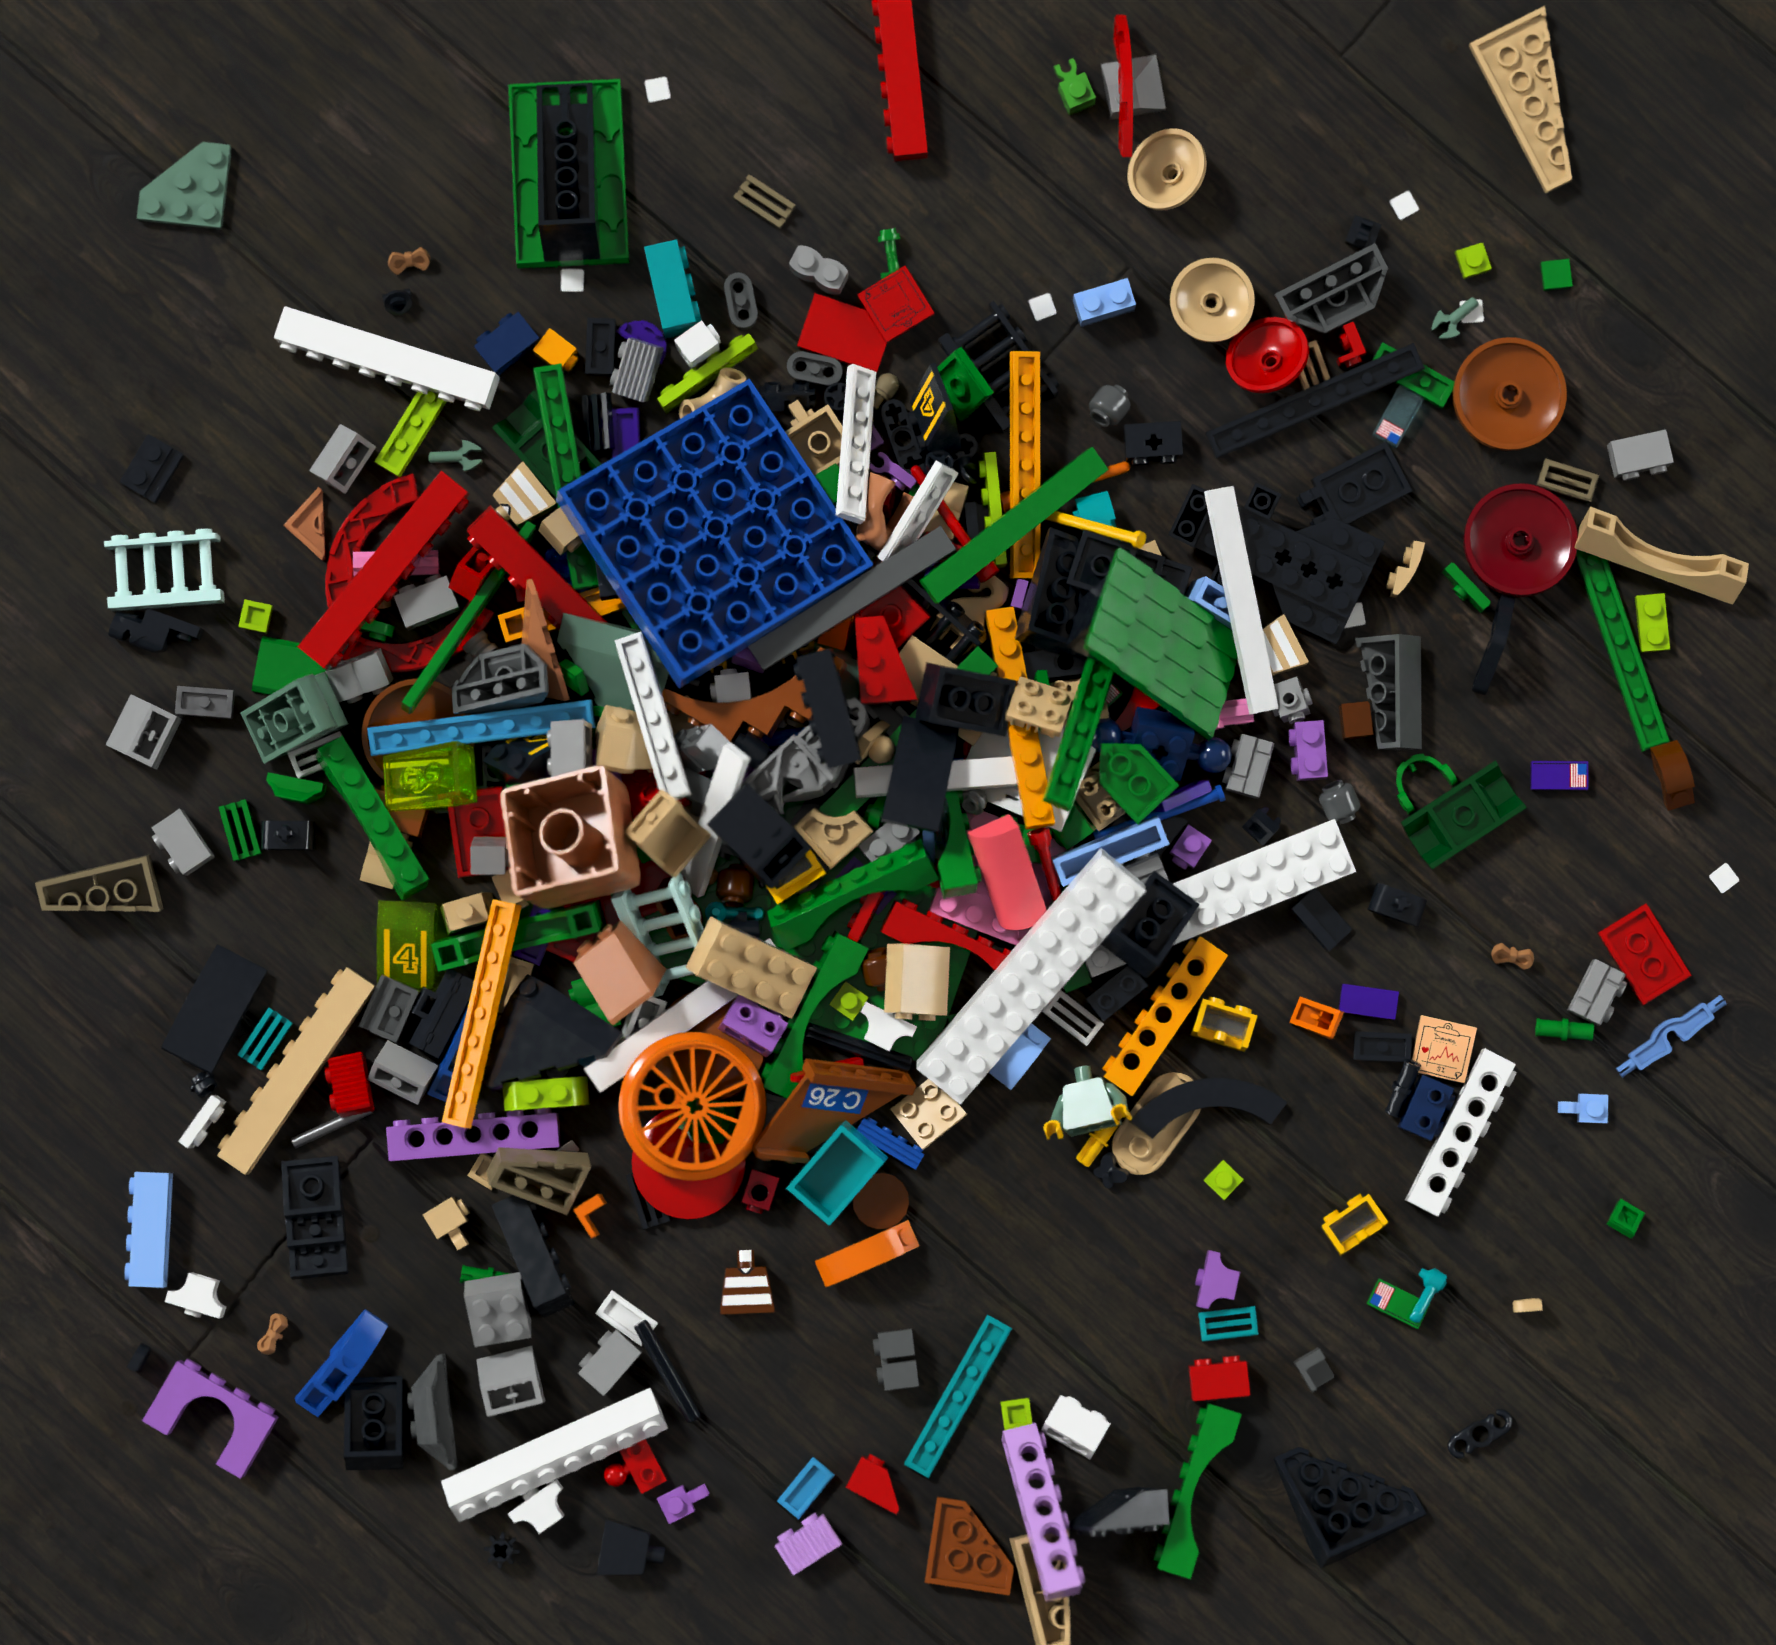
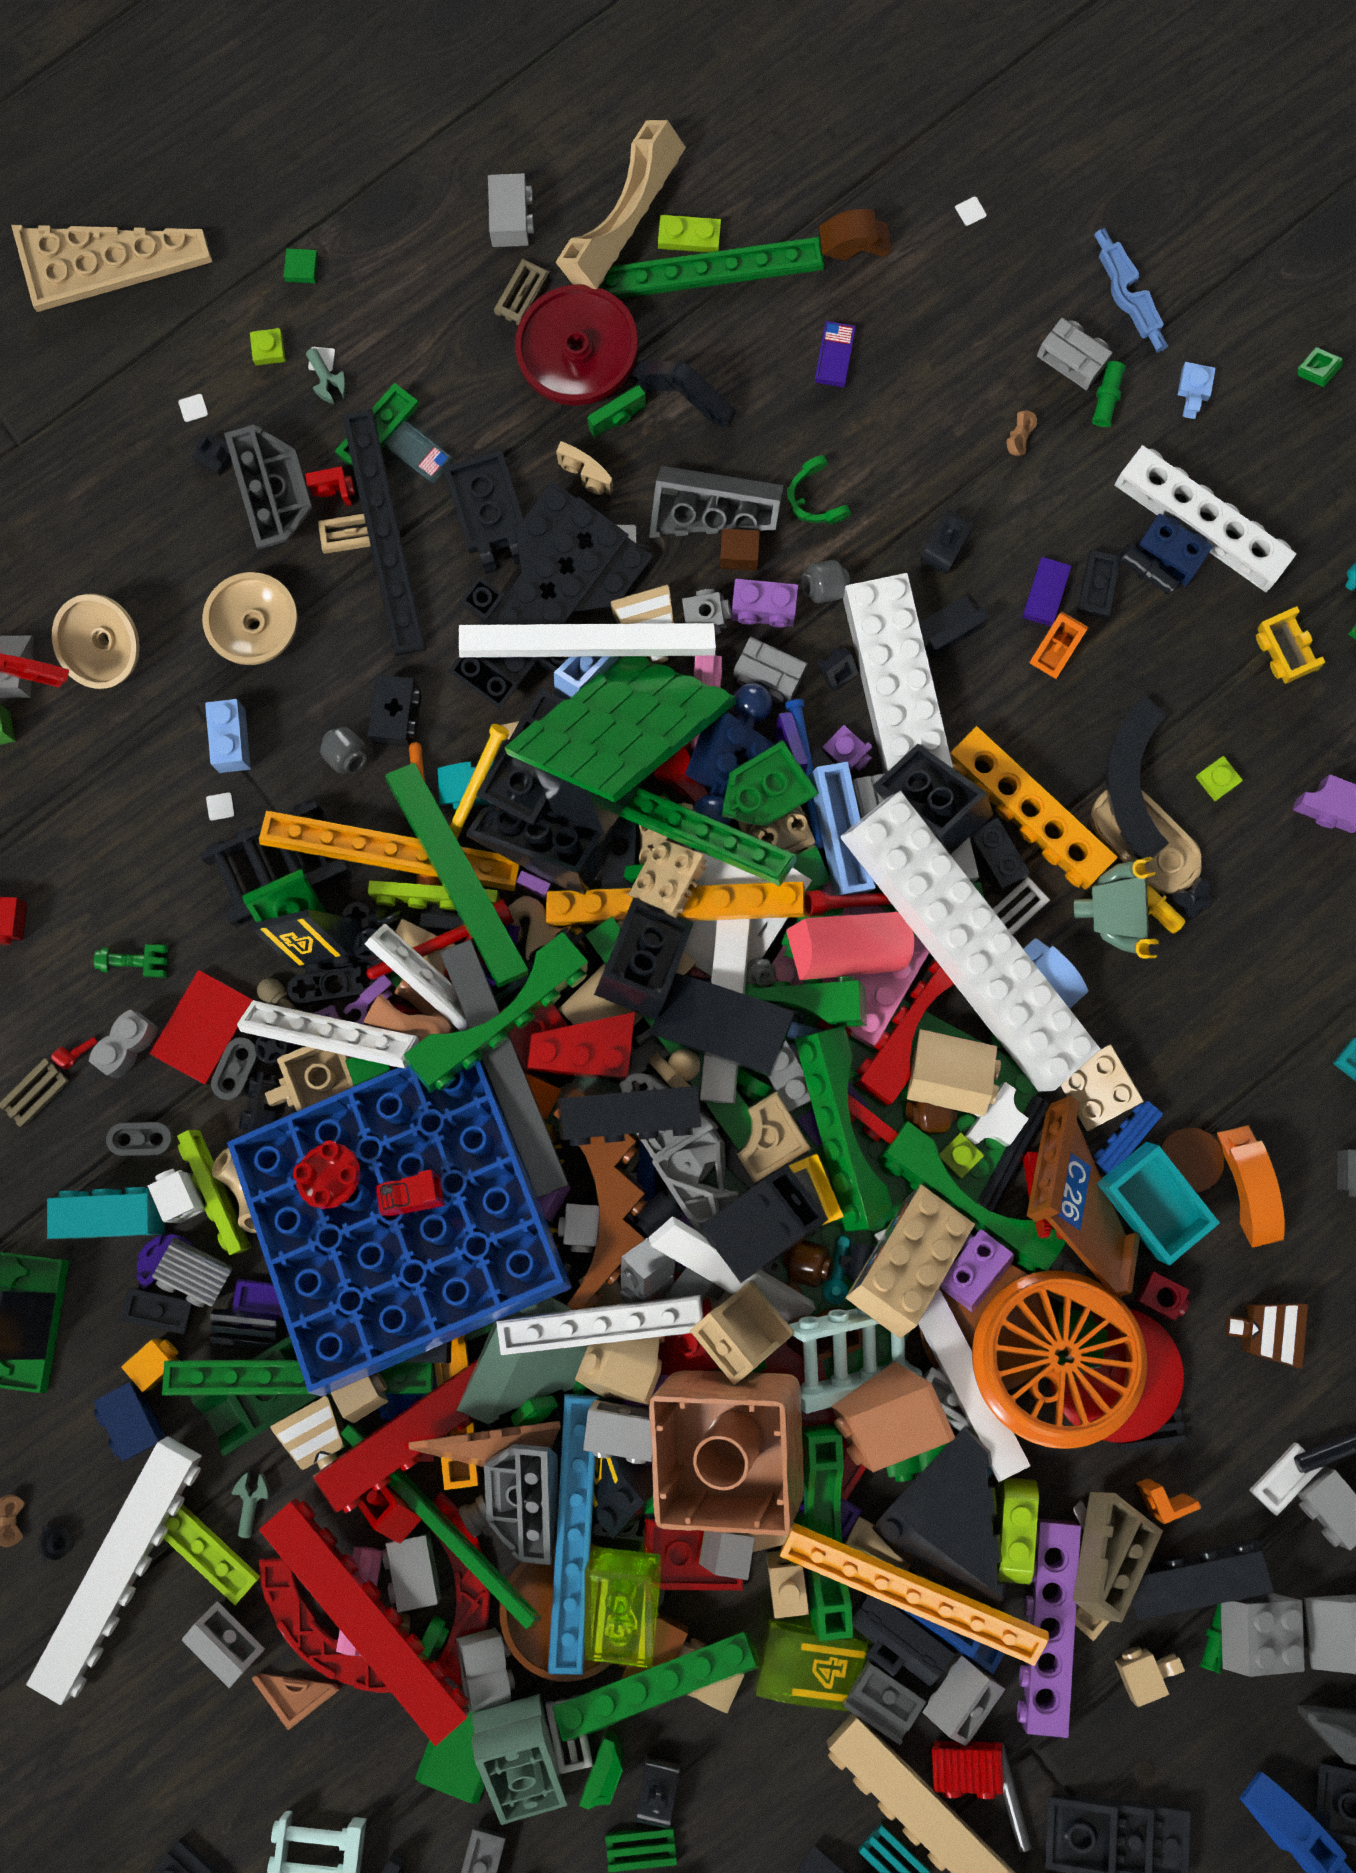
camera: 80 degrees left, 5 degrees down
(255, 616) = (389, 1784): lime plate -> none
(572, 280) = (75, 1330): white sticker -> none
(731, 541) = (410, 1194): none -> red leg
(735, 469) = (327, 1175): none -> red dish
(798, 222) = (66, 1059): none -> red hand
(850, 544) = (443, 1055): none -> green arch
(895, 304) = (181, 964): red tile -> none
(1224, 1024) = (1050, 745): yellow window -> none
(1266, 343) = (311, 565): red dish -> none
(1443, 1048) = (1109, 521): light nougat tile -> none
(1462, 815) = (863, 458): dark green piece -> none
(1509, 394) = (417, 329): dark orange dish -> none
(1644, 954) = (1038, 301): red tile -> none

